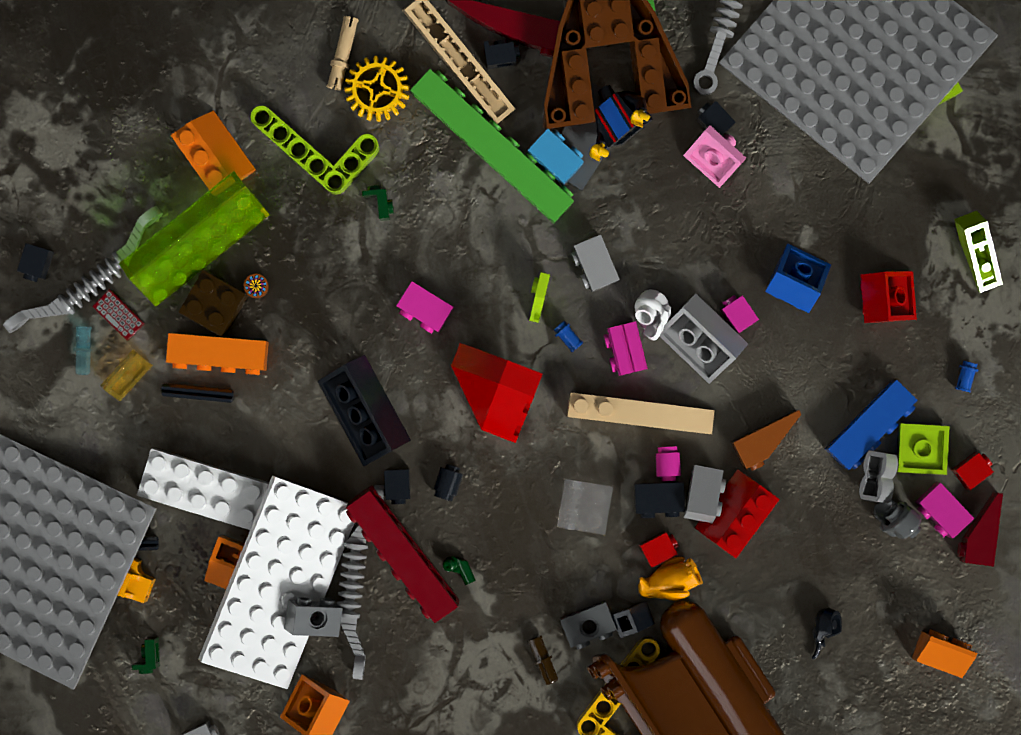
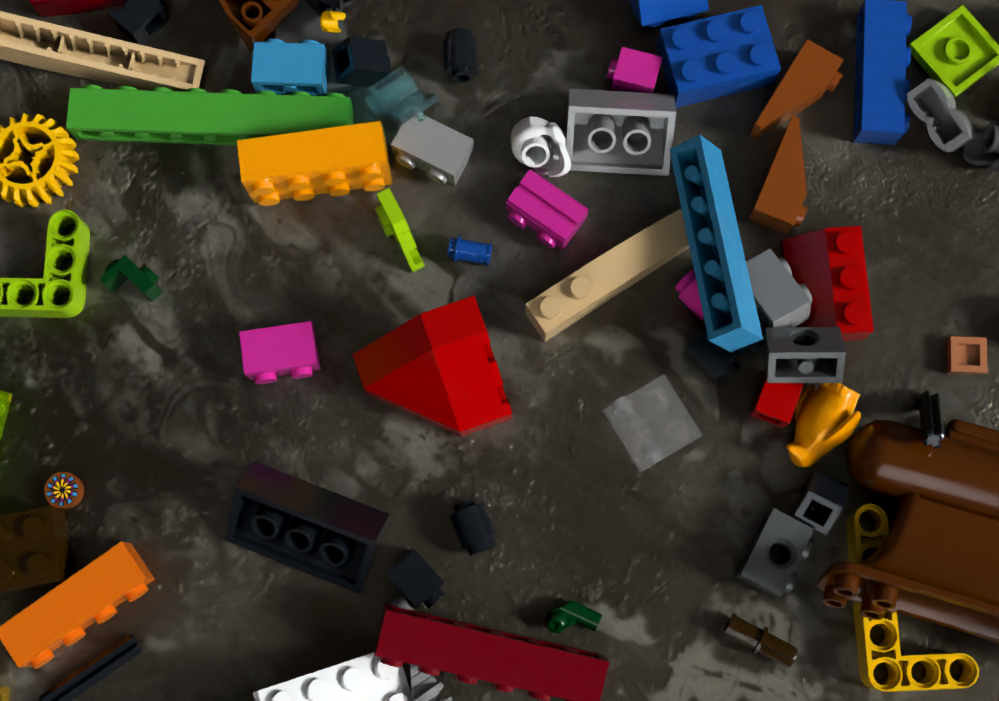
camera: 40 degrees left, 10 degrees down
(525, 222) = (314, 163): none -> light orange brick
(597, 183) = (361, 61): none -> black brick
(599, 225) = (399, 98): none -> clear light blue door
(654, 223) = (460, 55): none -> black brick
(687, 540) = (804, 355): none -> dark grey brick
(694, 444) = (715, 245): none -> dark azure brick
(723, 627) = (931, 419): none -> black axle
(778, 610) = (966, 355): none -> nougat tile
(791, 342) = (718, 56): none -> blue brick
(826, 396) = (801, 87): none -> dark orange slope

